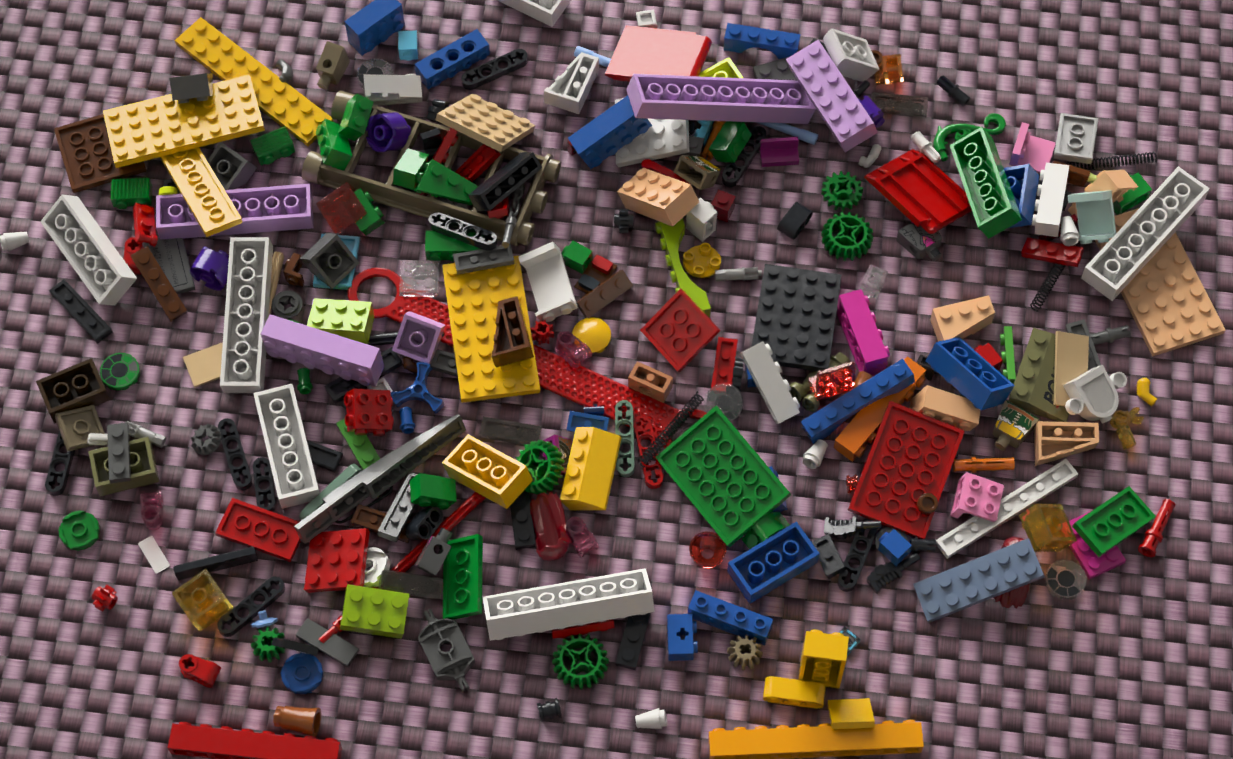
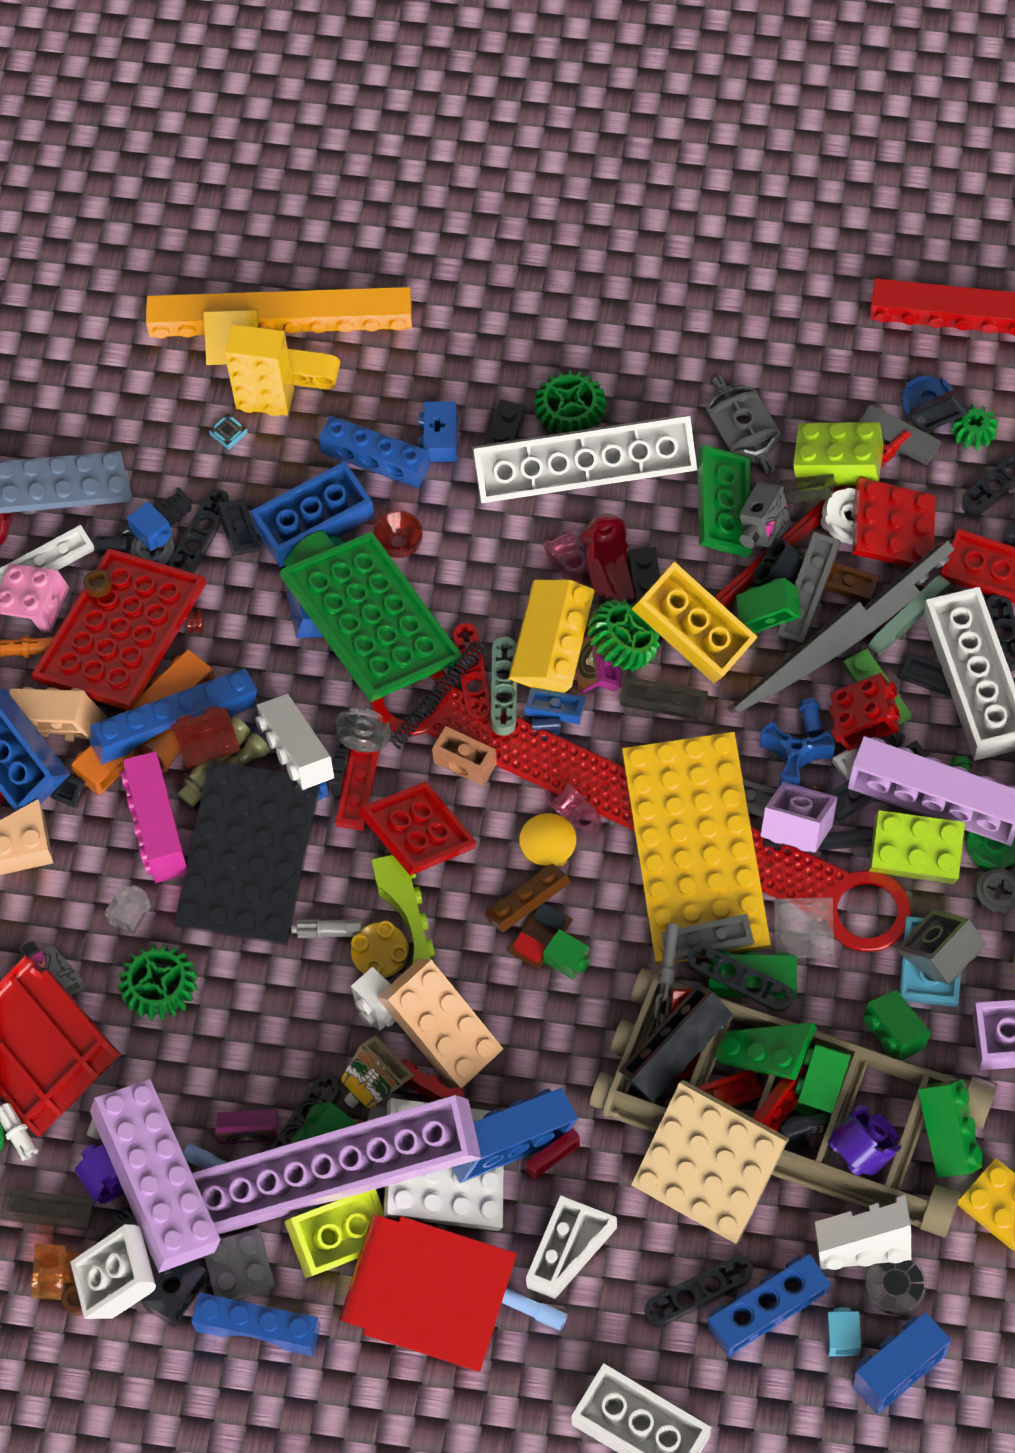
camera: 175 degrees left, 0 degrees up
(264, 620) = (983, 453): medium blue plant -> none
(292, 270) = (998, 931): reddish brown bracket -> none
(298, 719) = (927, 338): dark orange plant -> none
(332, 64) = (967, 1289): dark tan torso -> none
(341, 208) = (931, 1027): clear red bracket -> none
(355, 117) = (918, 1161): green brick -> none
(437, 106) = (789, 1207): black piece -> none
(511, 334) = (661, 807): reddish brown wedge -> none
(542, 332) = (623, 833): red gear -> none
(549, 282) = (607, 908): white panel -> none
(549, 710) = (609, 350): black bush -> none
(623, 220) = (494, 1010): black gear -> none
(646, 19) = (445, 1384): white tile -> none
(653, 719) = (480, 339): white cone -> none
(724, 205) = (342, 1032): dark red brick -> none
(748, 658) = (360, 410): dark tan gear -> none
(795, 220) = (233, 1010): black beam -> none
(815, 454) = (242, 657): white cone -> none
(842, 192) = (157, 1044): green gear -> none
(843, 528) = (208, 561): piece -> none

